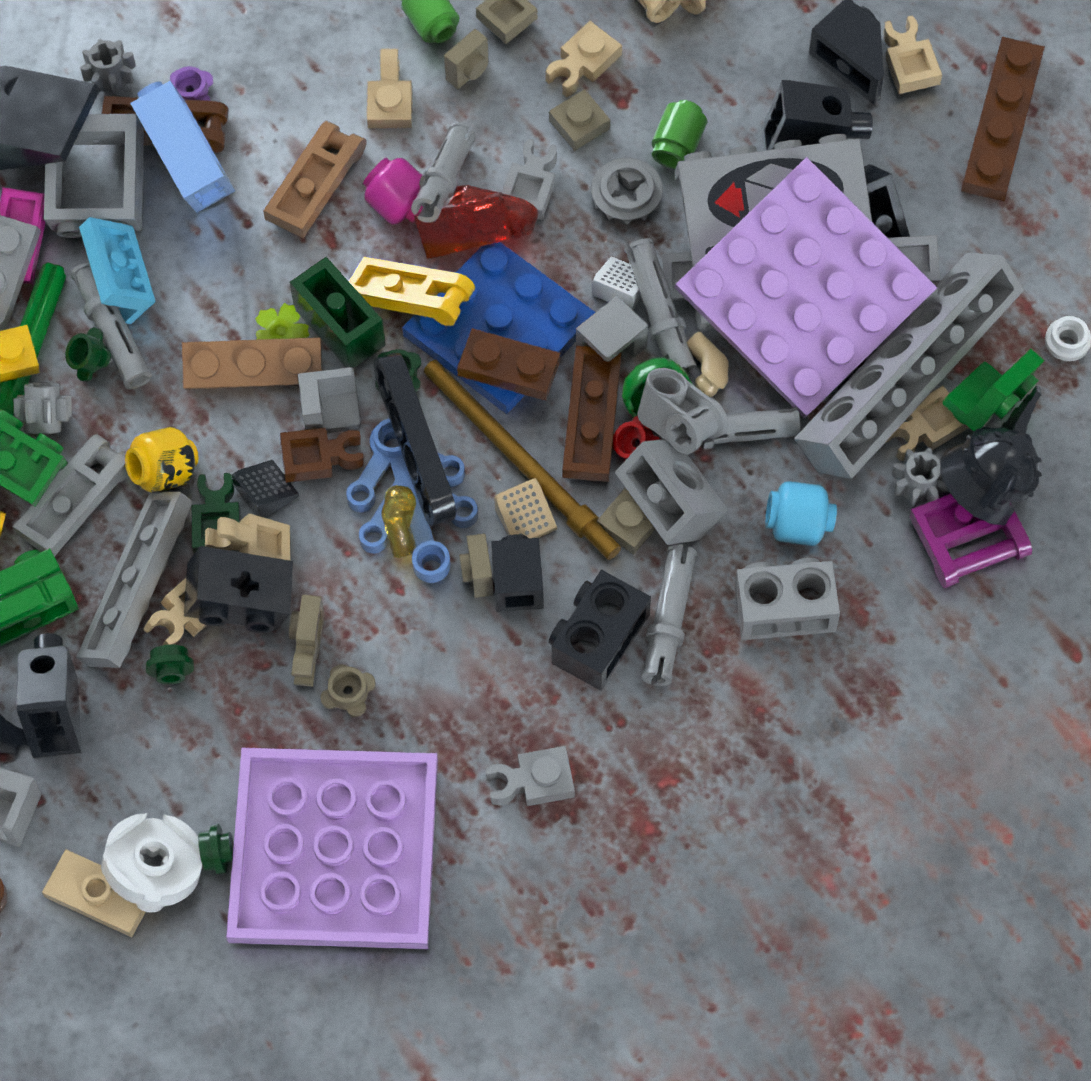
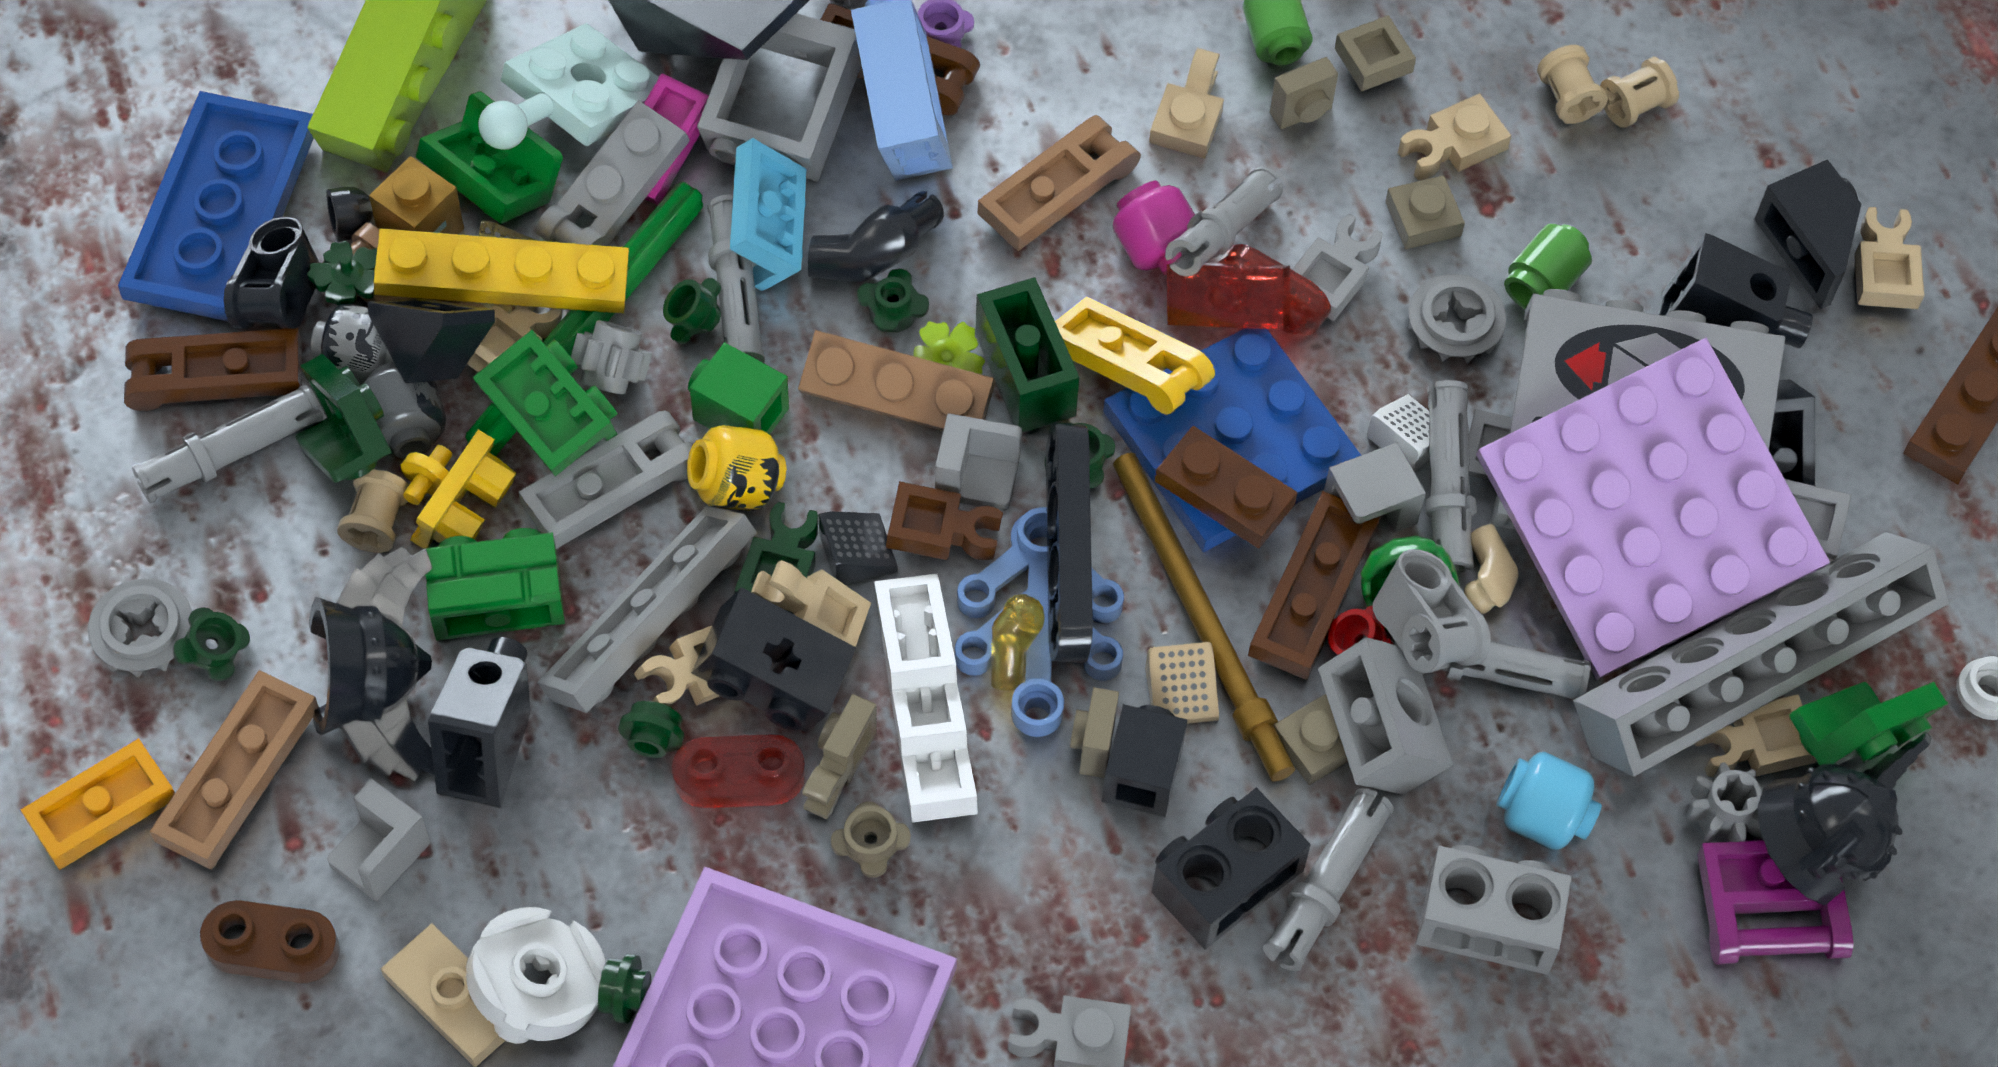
camera: 15 degrees right, 5 degrees down
(142, 405) = (737, 391): none -> green brick
(203, 264) = (878, 243): none -> black arm
(229, 314) = (893, 315): none -> dark green plate
(241, 676) = (738, 773): none -> clear red plate
(351, 579) = (925, 698): none -> white slope

